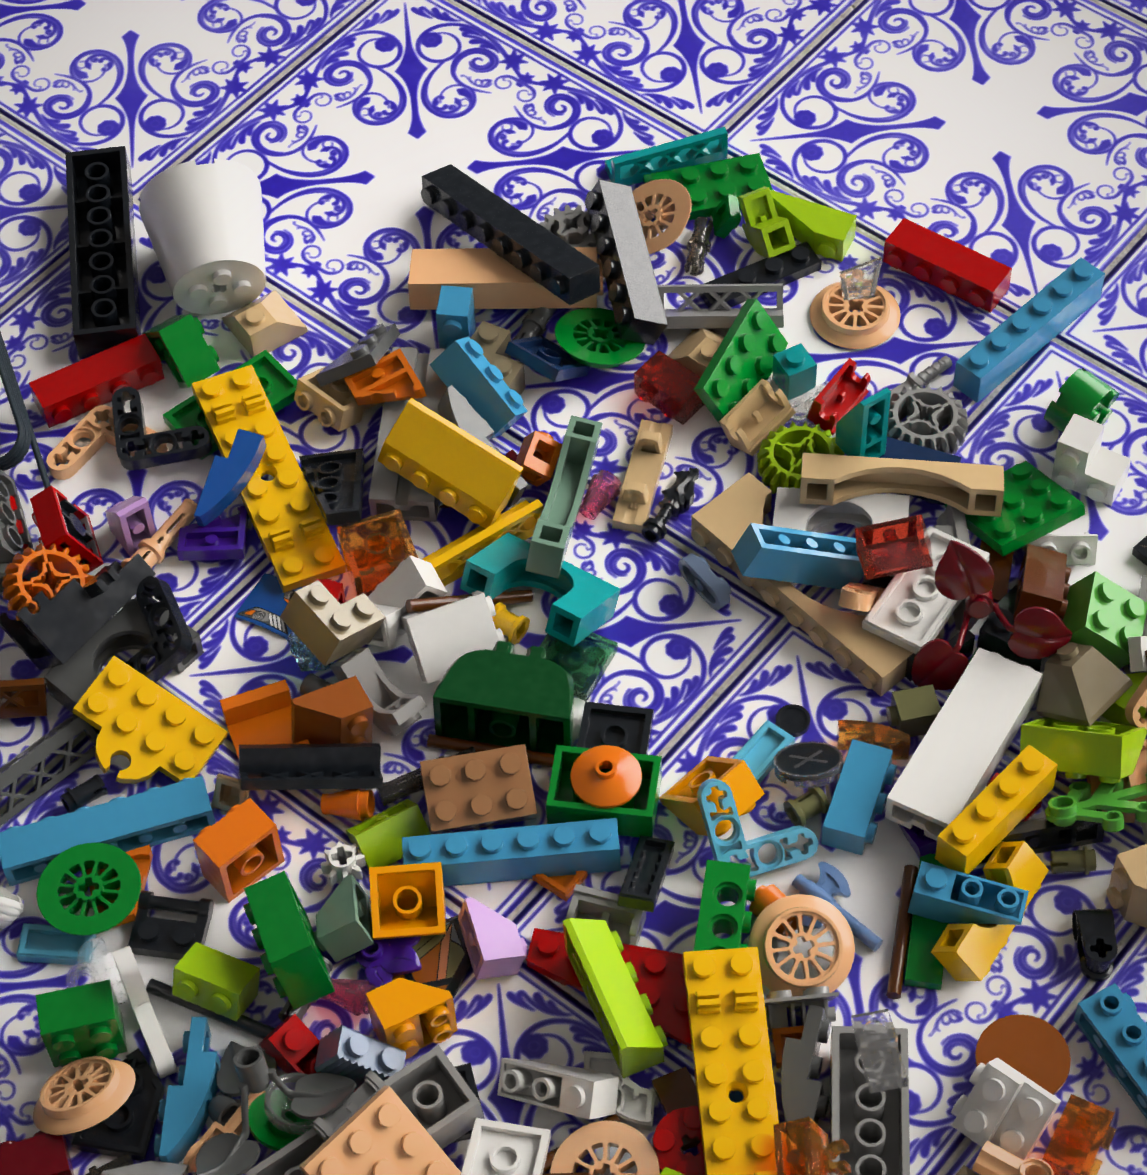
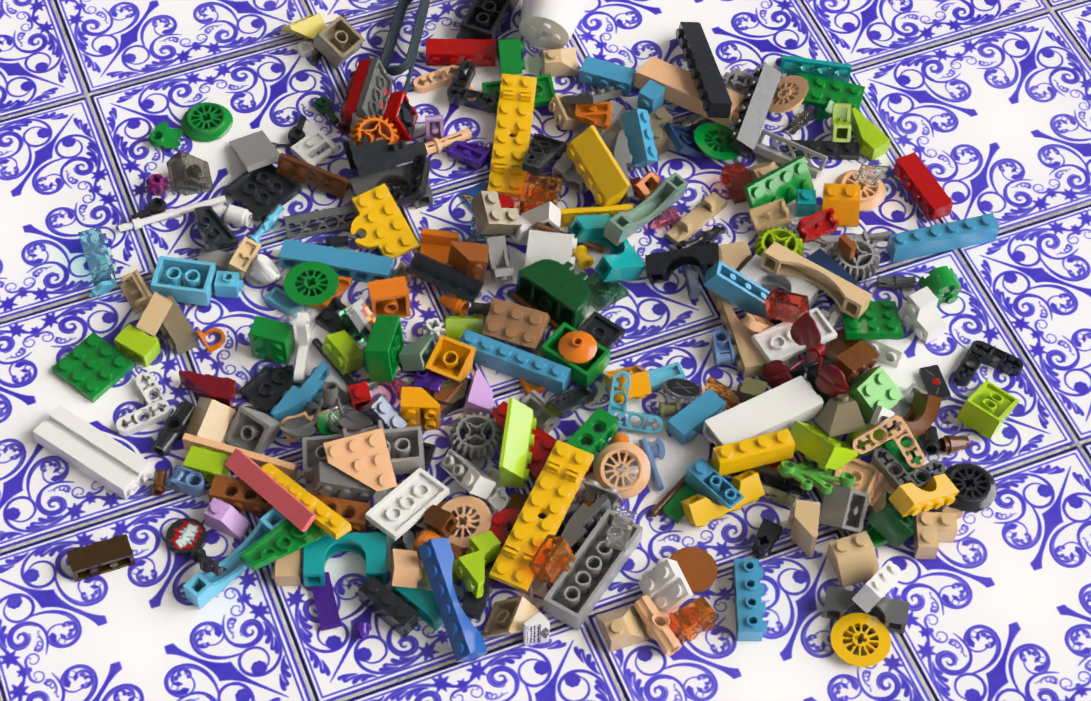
camera: 25 degrees right, 0 degrees up
(82, 1095) = (254, 370): light nougat piece -> none
(212, 912) = (358, 319): none -> brick
(229, 476) = (491, 125): blue slope -> none
(355, 310) = (604, 73): none -> dark azure brick
(505, 1001) = (475, 441): none -> light grey gear
(709, 529) = (662, 265): none -> black arch
(793, 719) = (691, 368): black piece -> none
(826, 667) = (722, 350): none -> medium blue piece
(852, 336) = (845, 202): none -> light orange slope
(865, 427) = (813, 243): teal slope -> none
(910, 409) = (846, 246): none -> dark orange tile
(1006, 430) = (896, 282): none -> dark grey pin

